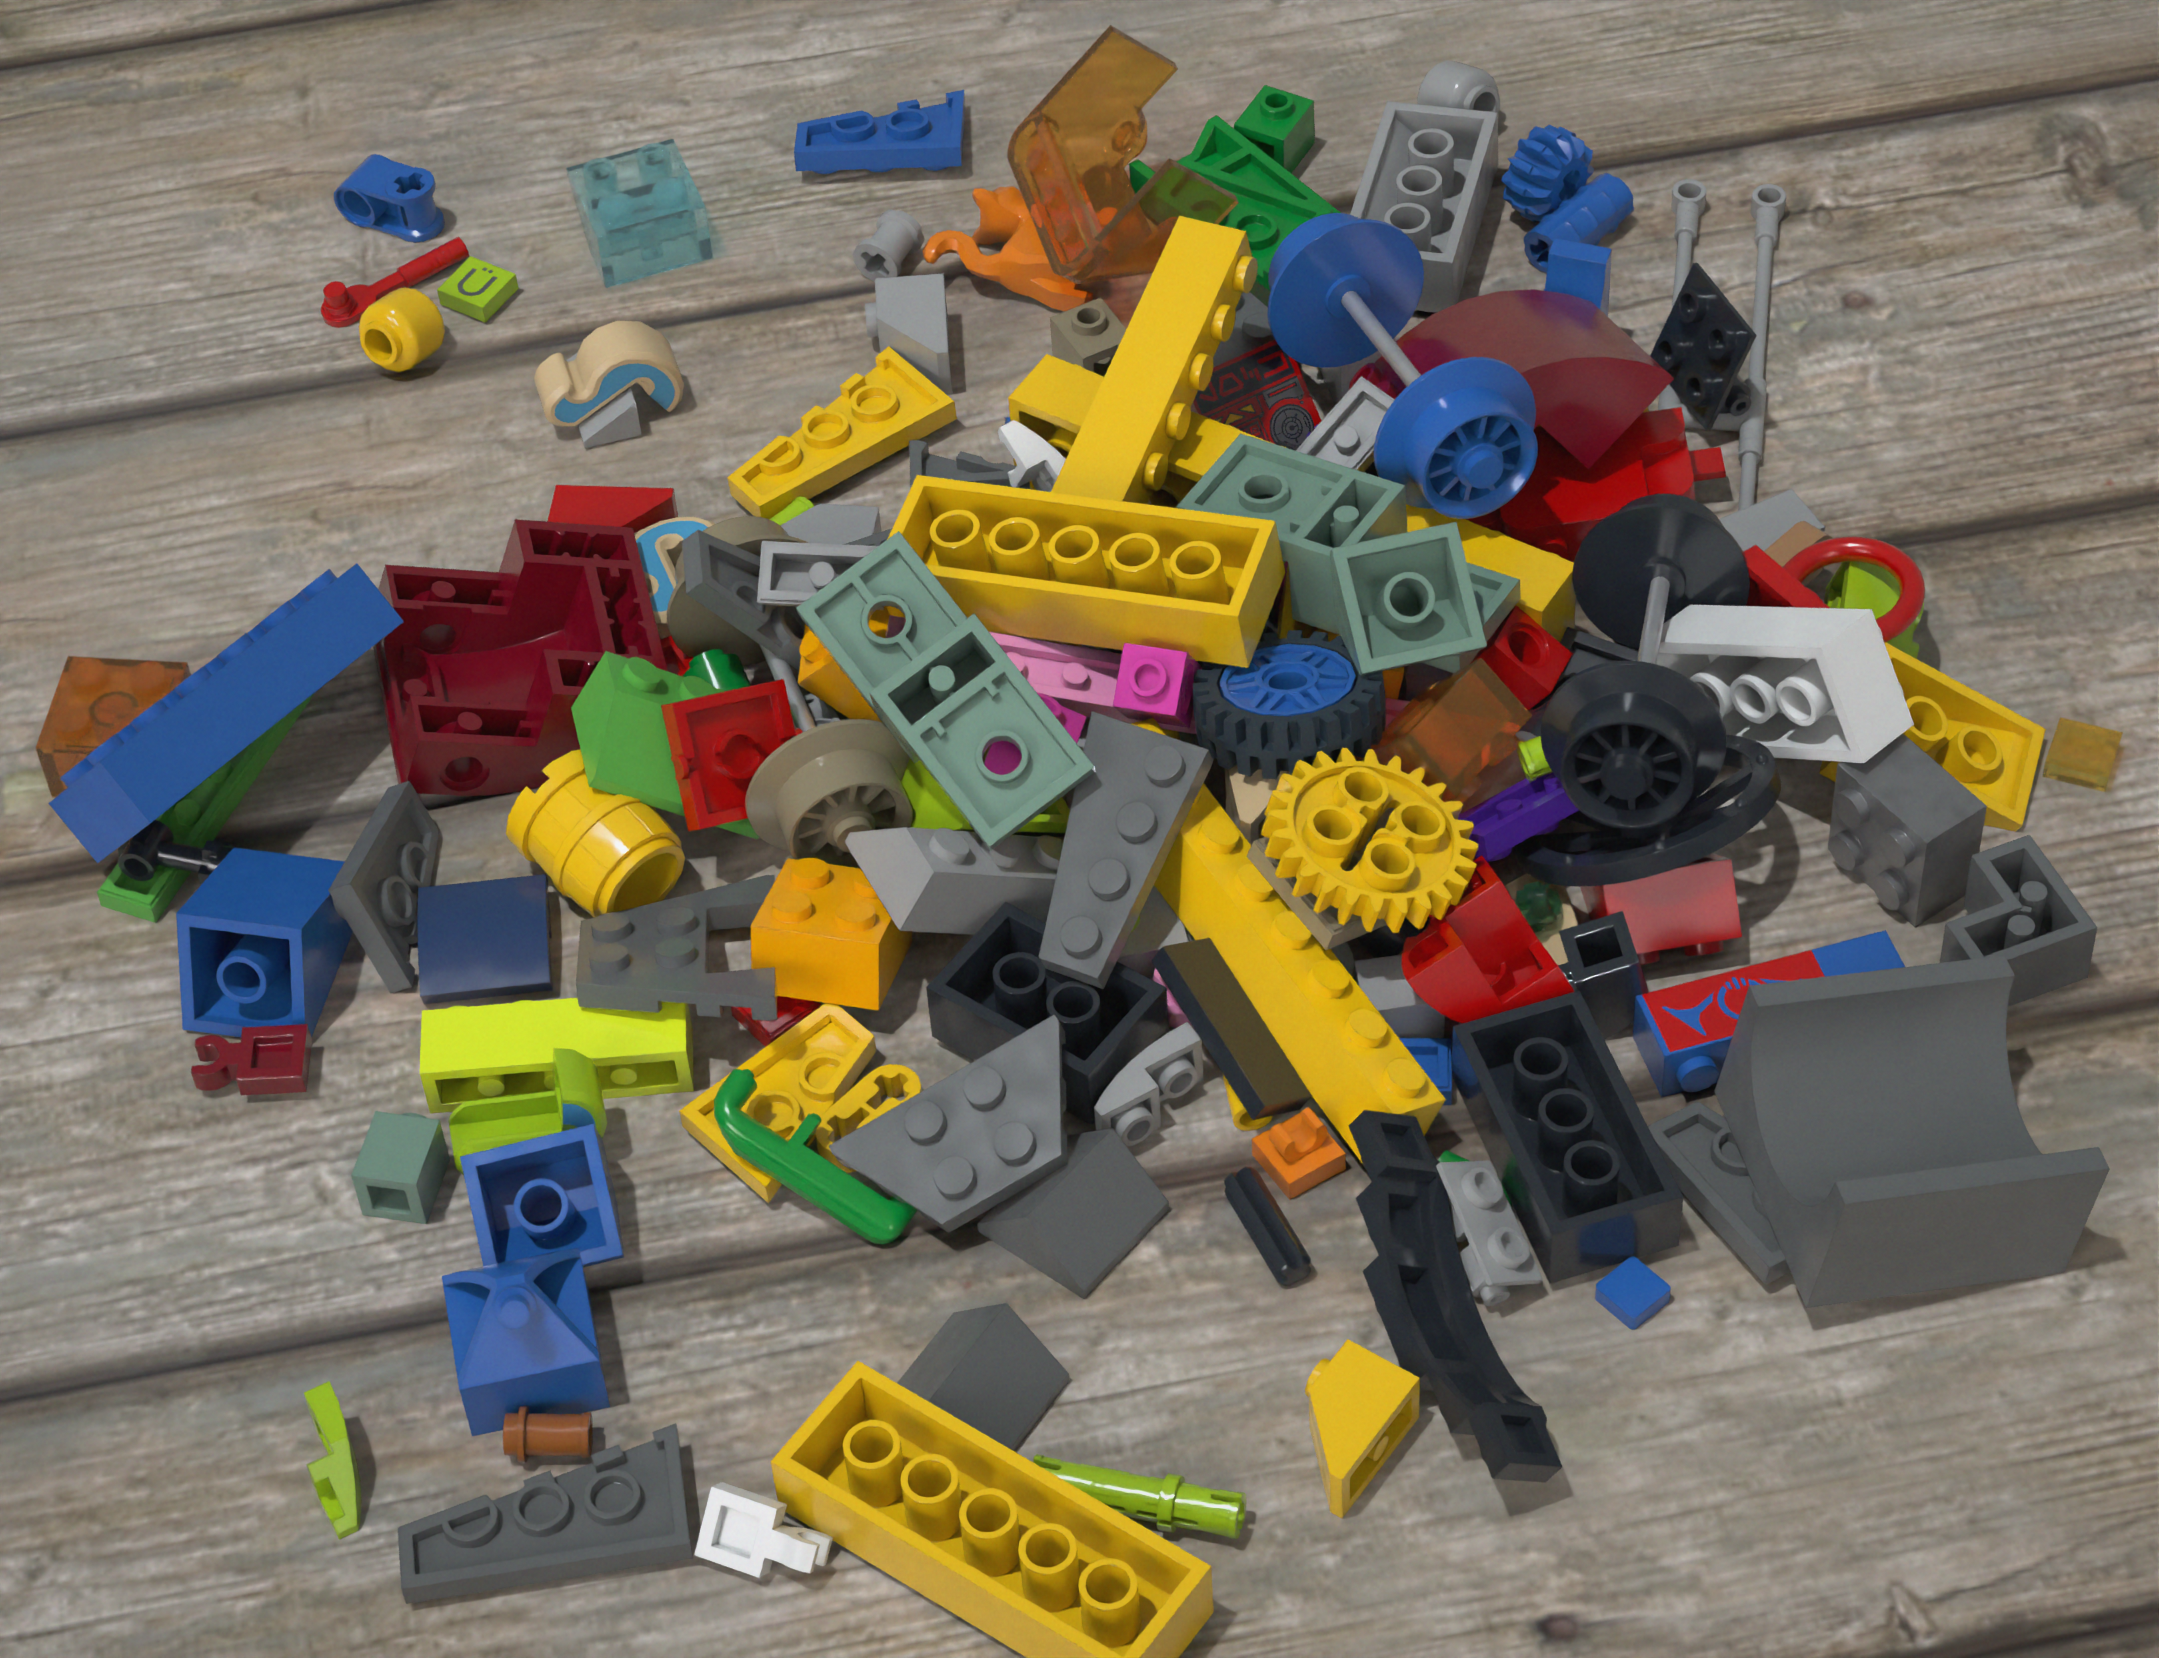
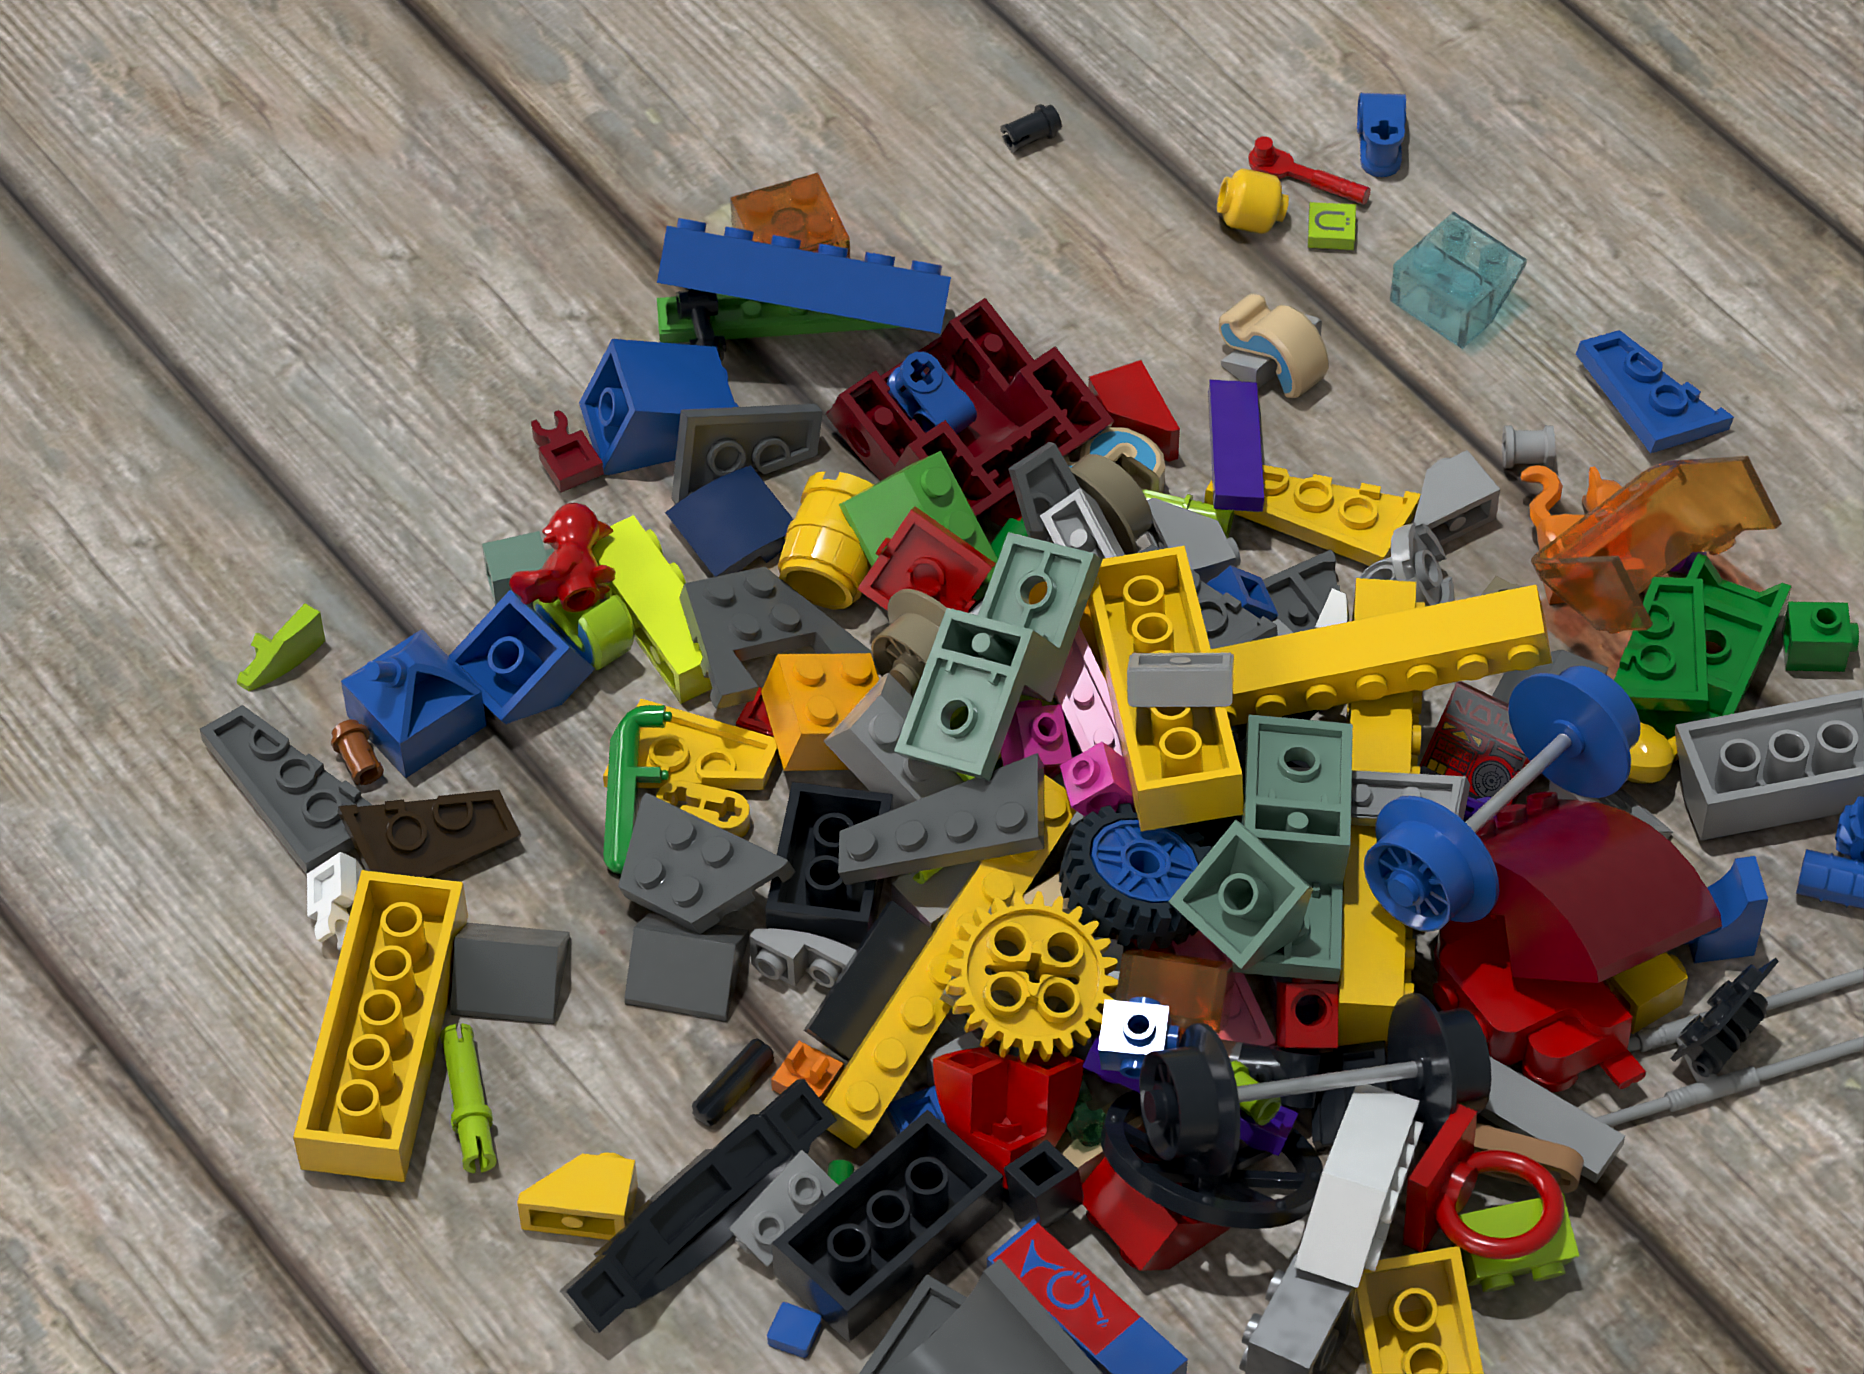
camera: 60 degrees right, 5 degrees up
(141, 462) = (1032, 127): none -> black pin
(464, 673) = (932, 397): none -> blue piece
(476, 1082) = (571, 569): none -> red animal
(722, 458) = (1235, 446): none -> dark purple tile
(733, 1399) = (429, 834): none -> dark brown wing
(988, 382) = (1415, 559): none -> light grey tile
(1111, 527) = (1180, 679): none -> light grey slope
(1510, 775) = (1132, 1032): none -> brick

